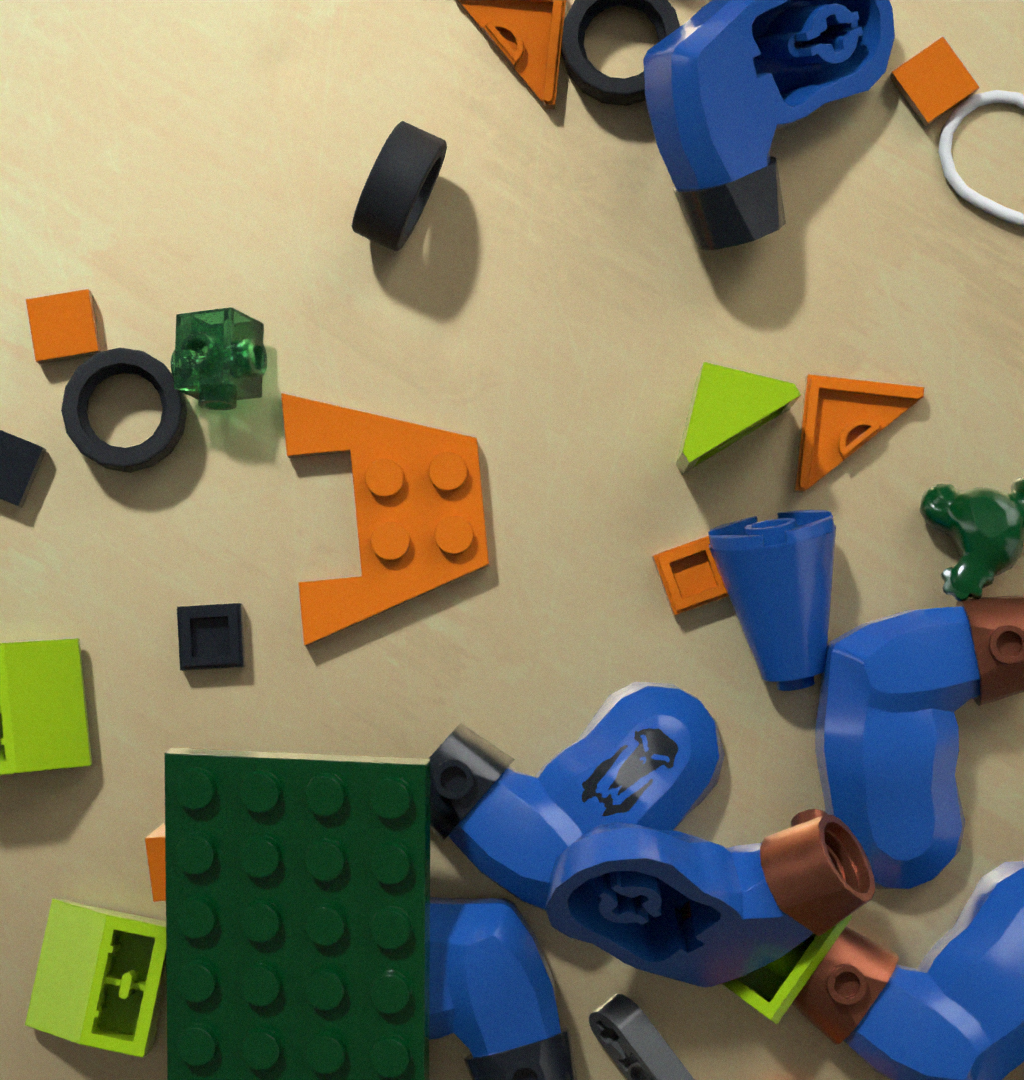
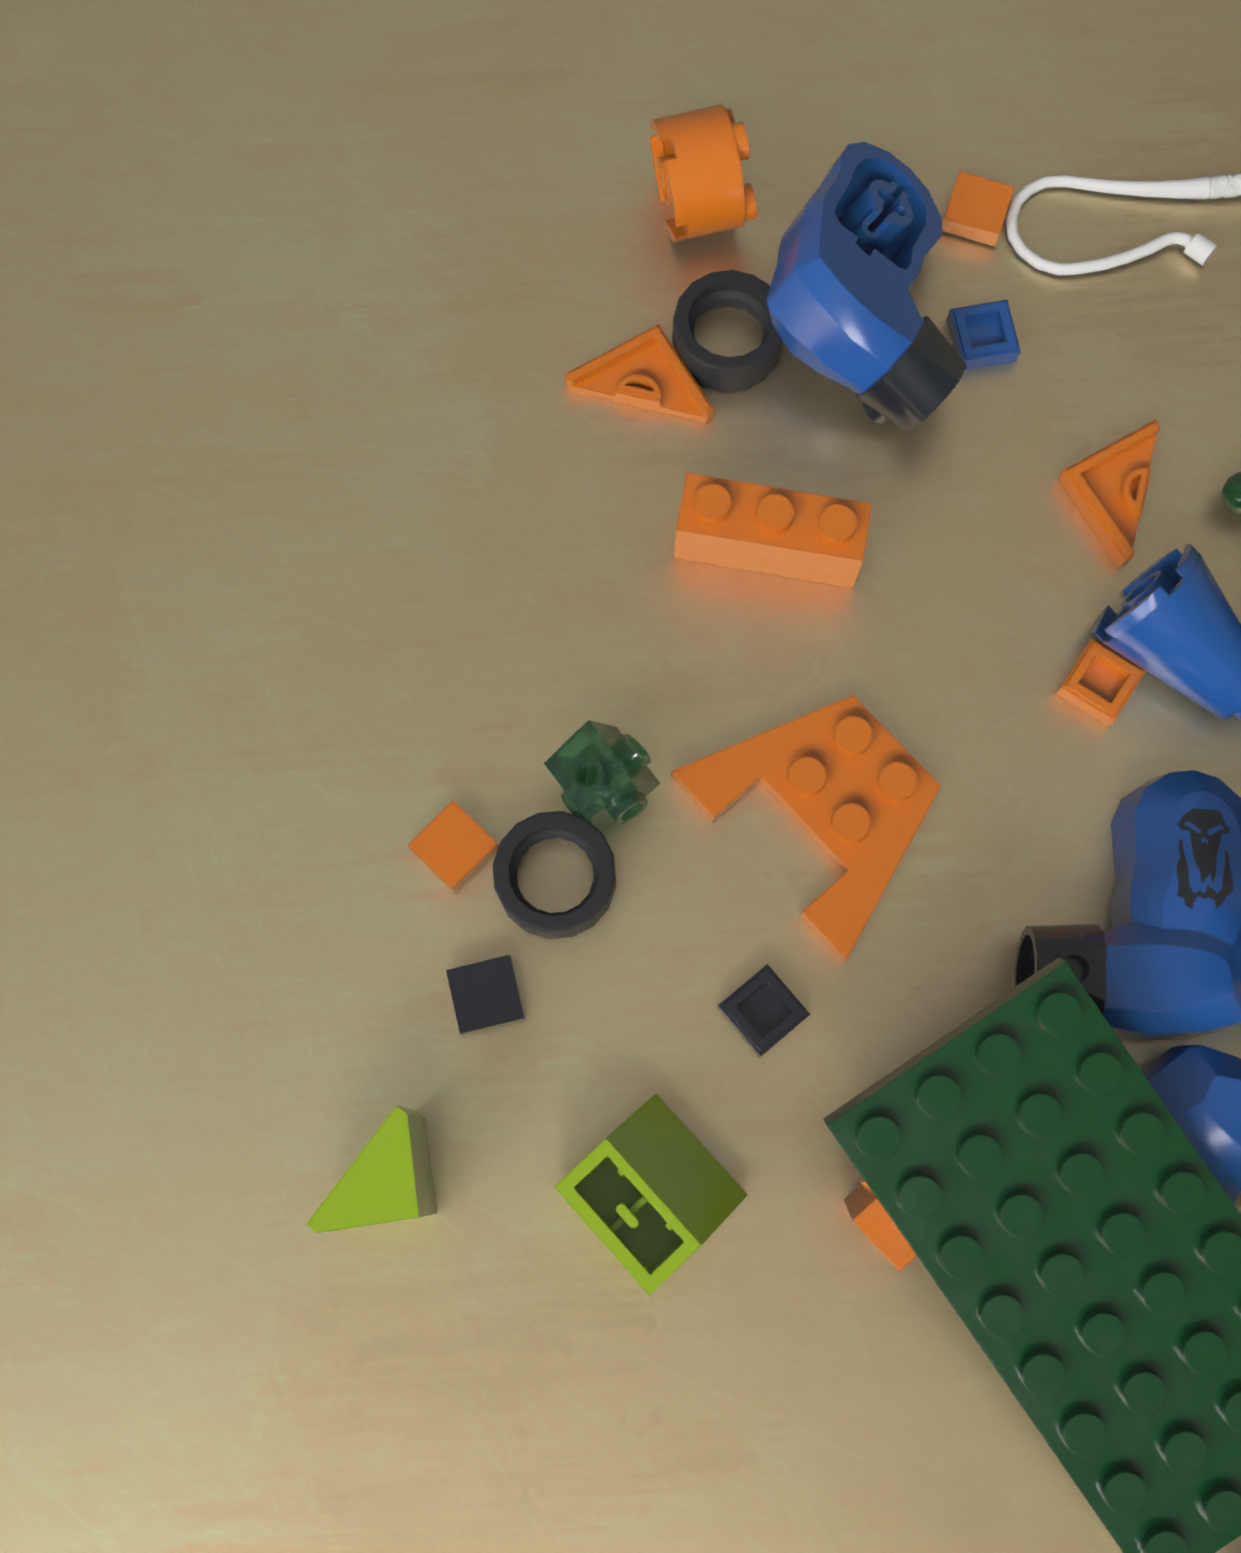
camera: 35 degrees left, 10 degrees down
(100, 978) = (903, 1378): lime slope -> none
(399, 186) = (648, 539): black tyre -> none
(513, 249) = (771, 530): none -> orange brick
(727, 408) = (1033, 528): lime slope -> none
(844, 203) = (984, 334): none -> blue tile

